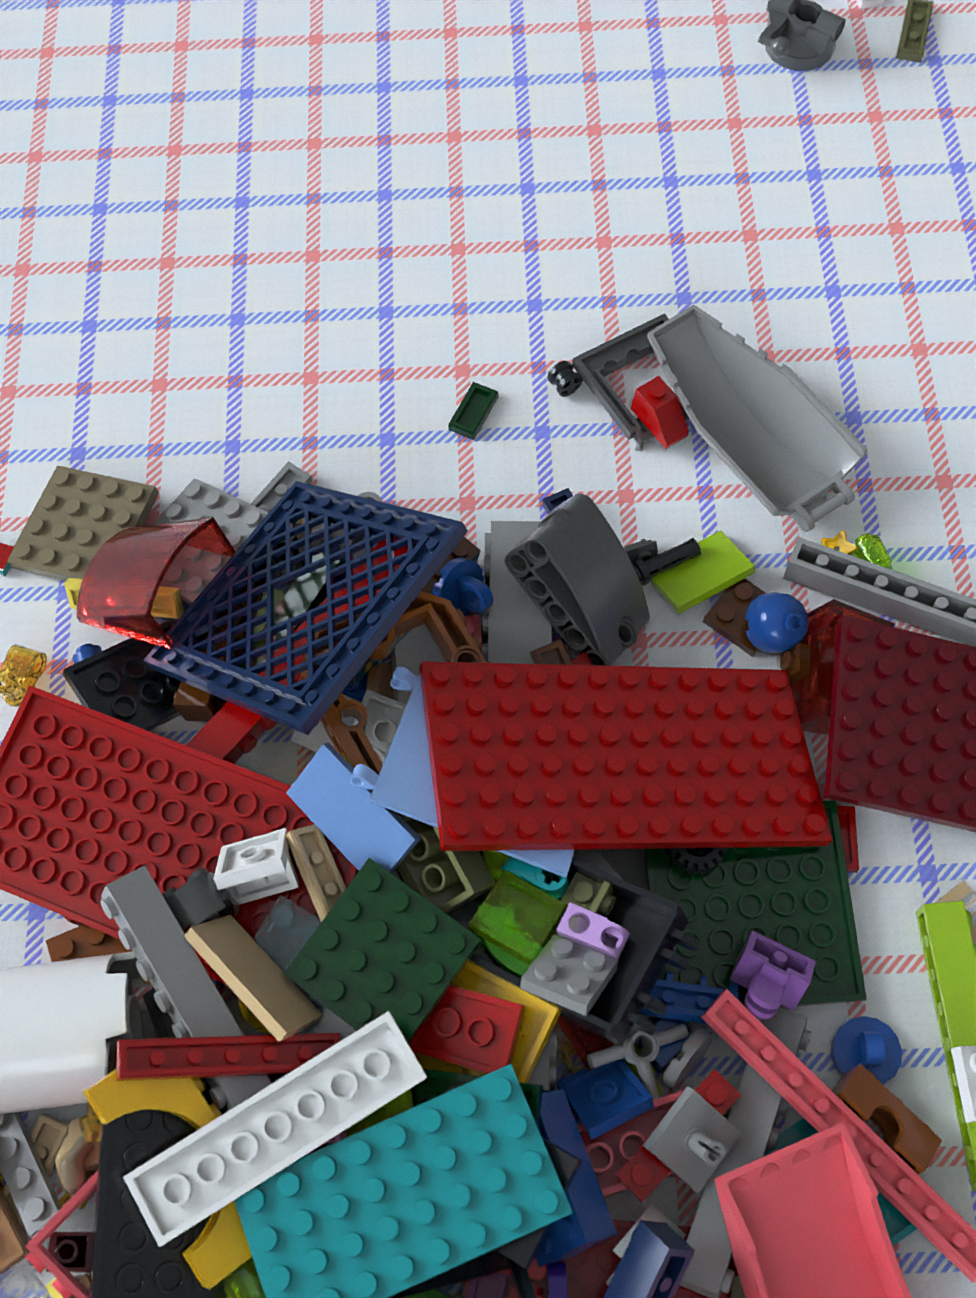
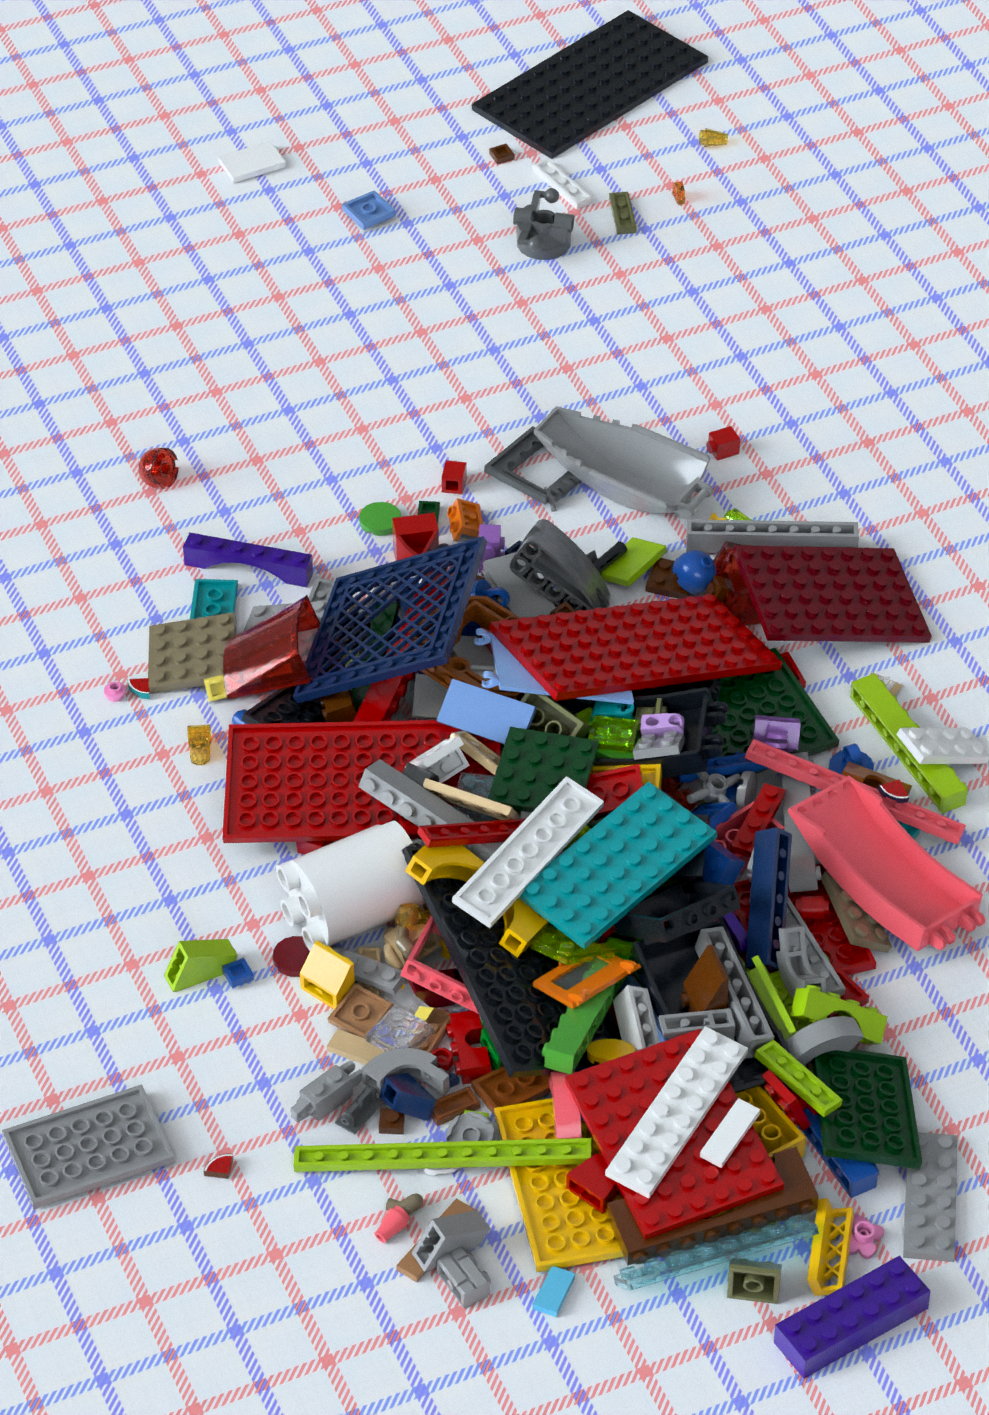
camera: 25 degrees left, 20 degrees down
(154, 452) = (213, 597): none -> teal tile
(183, 235) = (158, 467): none -> clear red cylinder
(256, 427) = (287, 565): none -> dark purple arch
(414, 392) = (378, 518): none -> bright green tile
(433, 458) = (415, 535): none -> red piece
(517, 430) = (464, 518): none -> orange bracket
(520, 492) = (495, 543): none -> medium lavender brick
(531, 360) = (454, 477): none -> red brick
(564, 378) = (483, 481): black wheel -> none
(660, 412) = (560, 478): red slope -> none
(692, 1139) = (766, 808): light grey tile -> none
(903, 418) = (723, 443): none -> red brick
(906, 1162) = (894, 791): none -> tile

